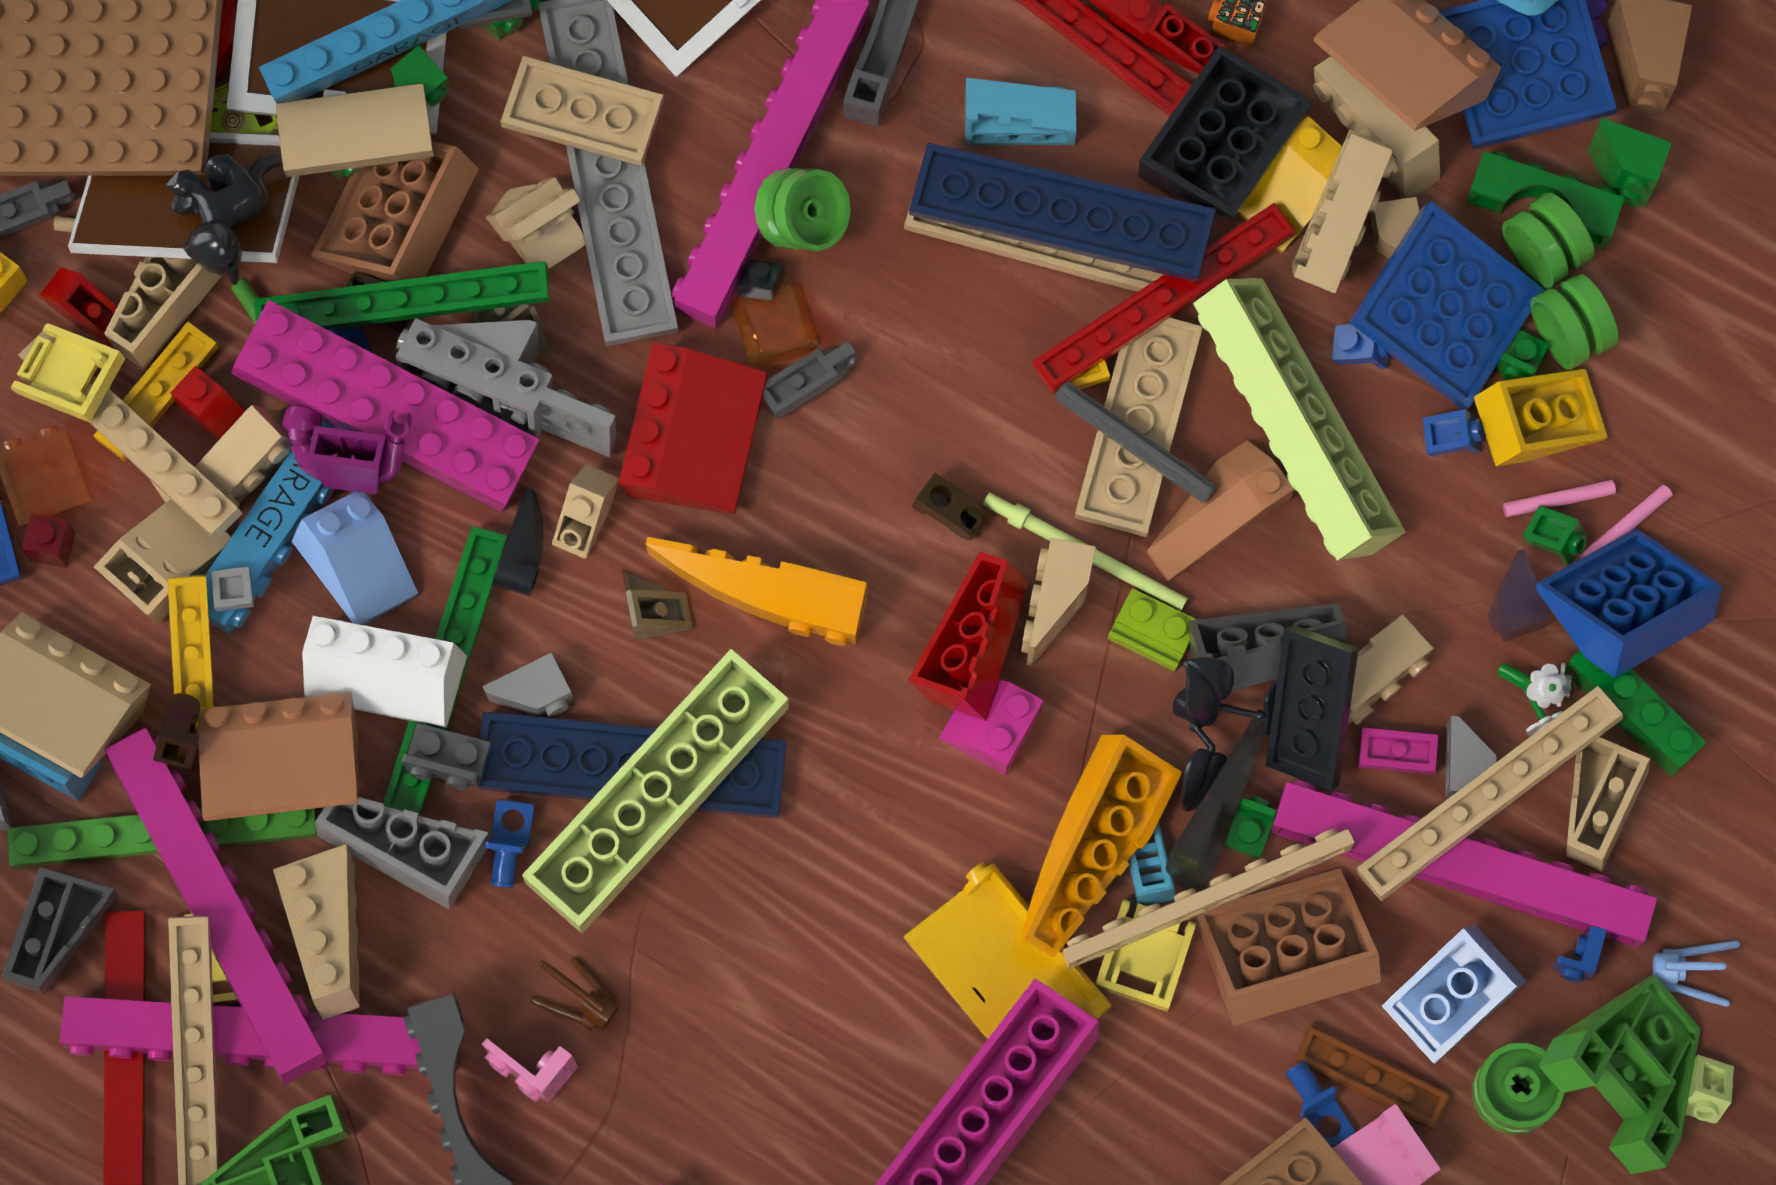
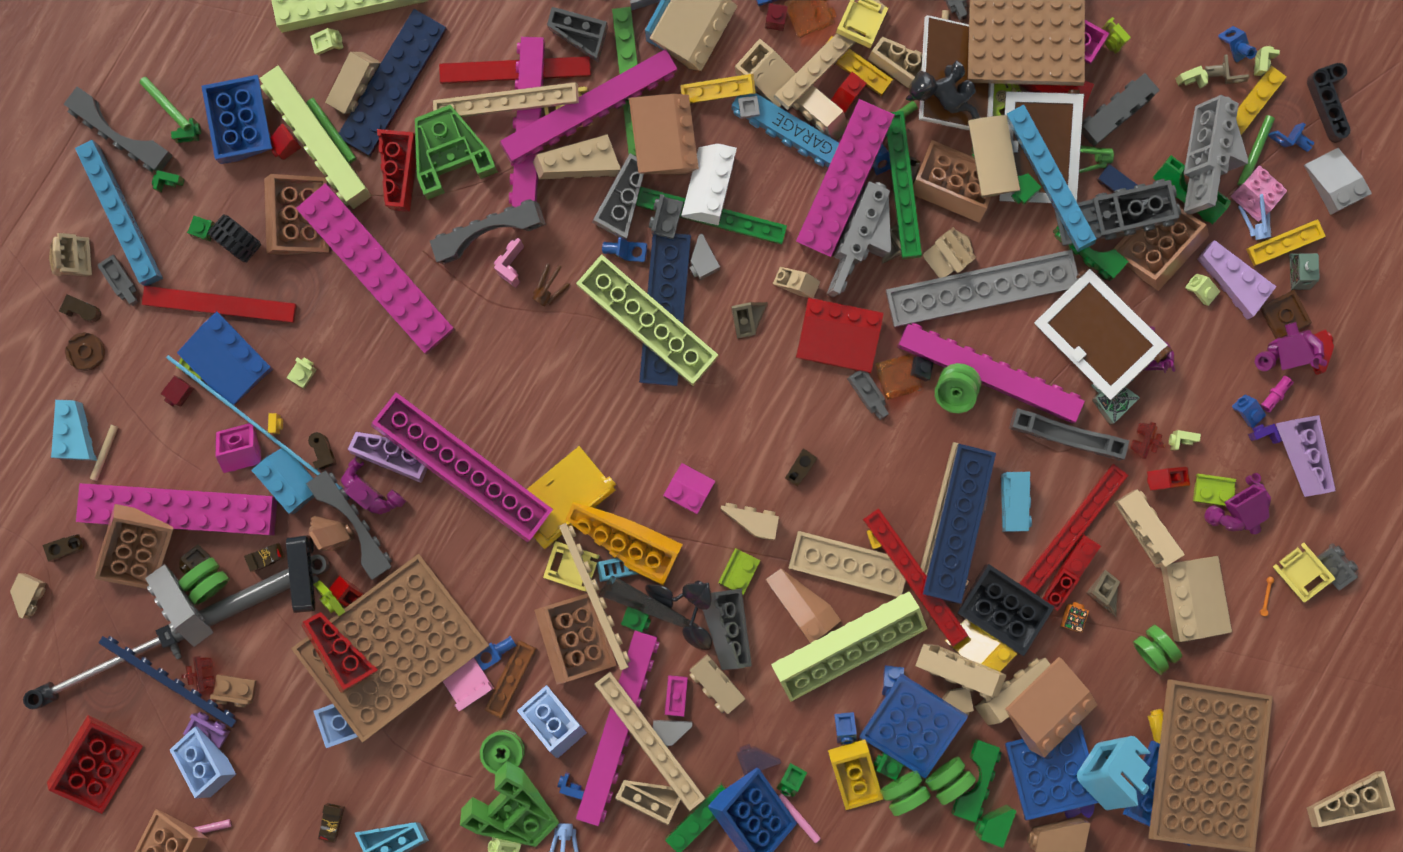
camera: 90 degrees right, 10 degrees up
(80, 303) = (902, 24): red slope -> none
(176, 739) = (680, 84): dark brown leg -> none
(345, 457) = (816, 157): magenta torso -> none
(355, 557) = (767, 168): light blue slope -> none
(523, 548) = (777, 252): black piece -> none
(582, 111) = (1010, 273): tan plate -> none
(789, 596) = (753, 378): light orange wedge -> none
(972, 639) = (730, 478): red wedge -> none
(1020, 517) = (797, 502): yellowish green bar -> none
(1135, 442) = (835, 562): dark grey axle -> none
(1311, 707) = (692, 650): black plate -> none
(1541, 689) = (706, 770): white plant -> none
(1559, 498) = (812, 783): bright pink bar -> none

